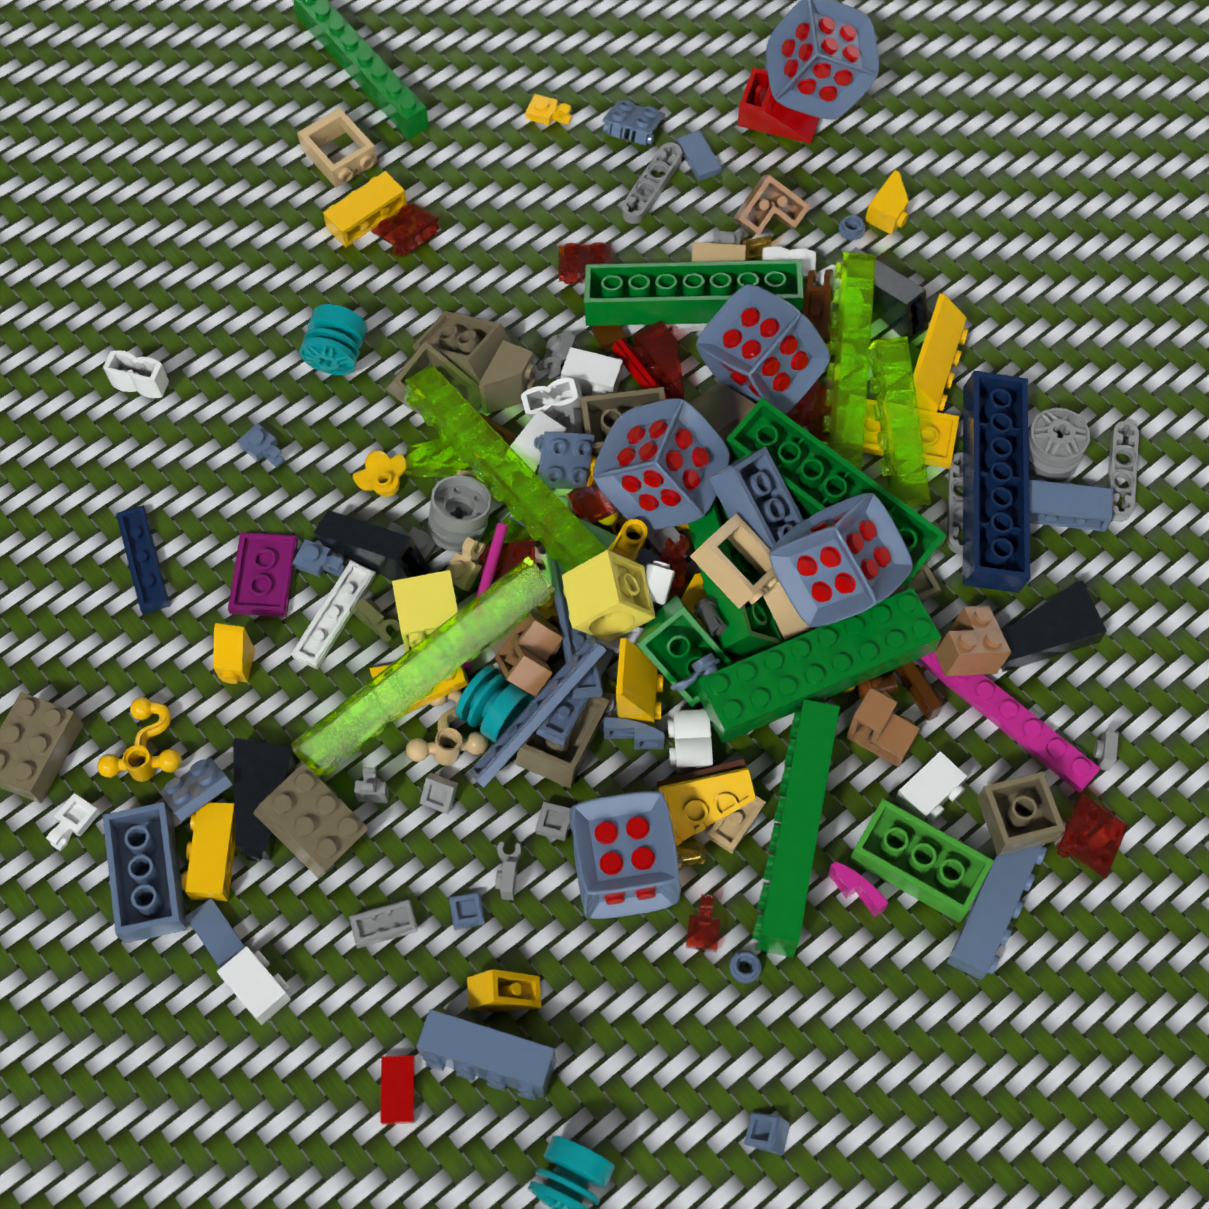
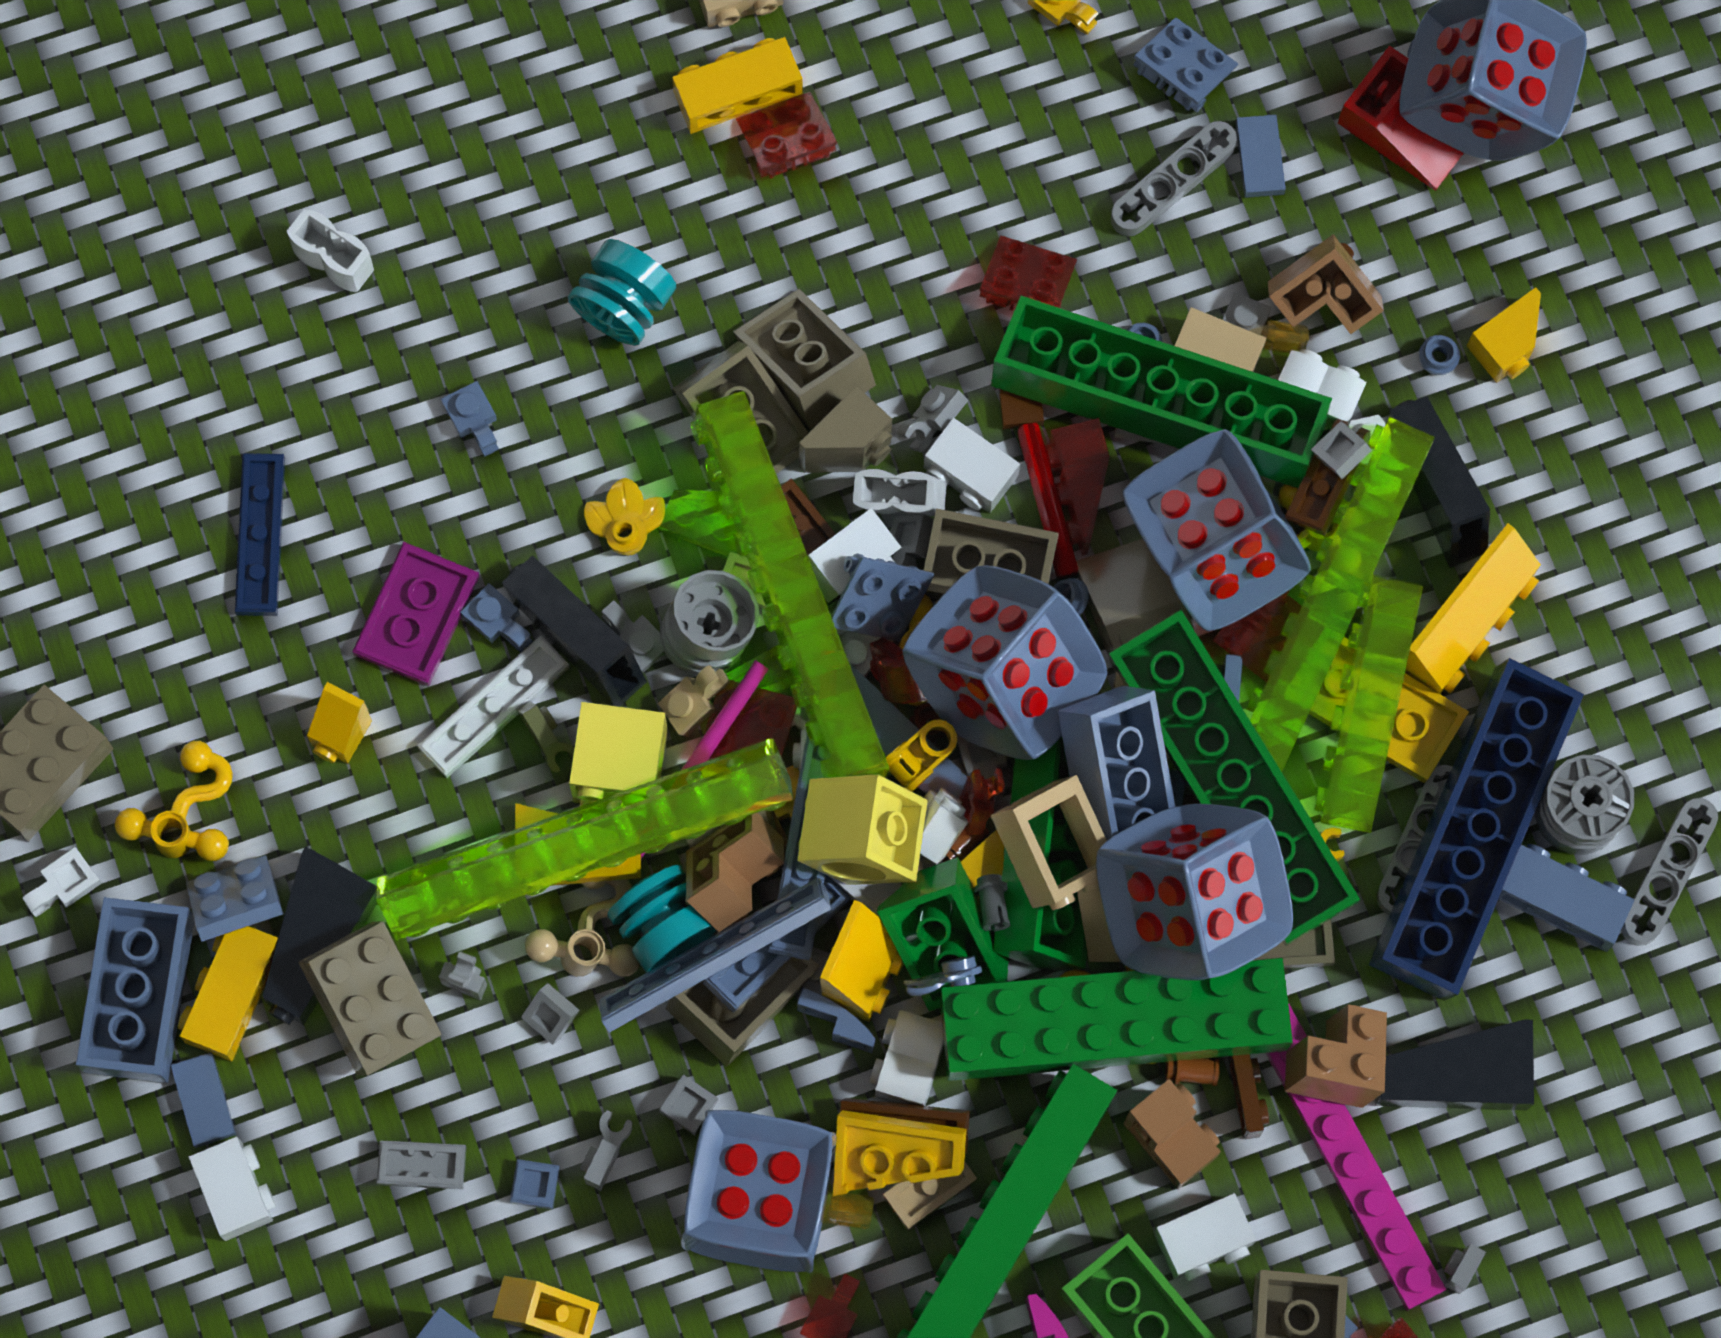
camera: 15 degrees right, 10 degrees up
(821, 281) = (1341, 449): none -> light grey plate

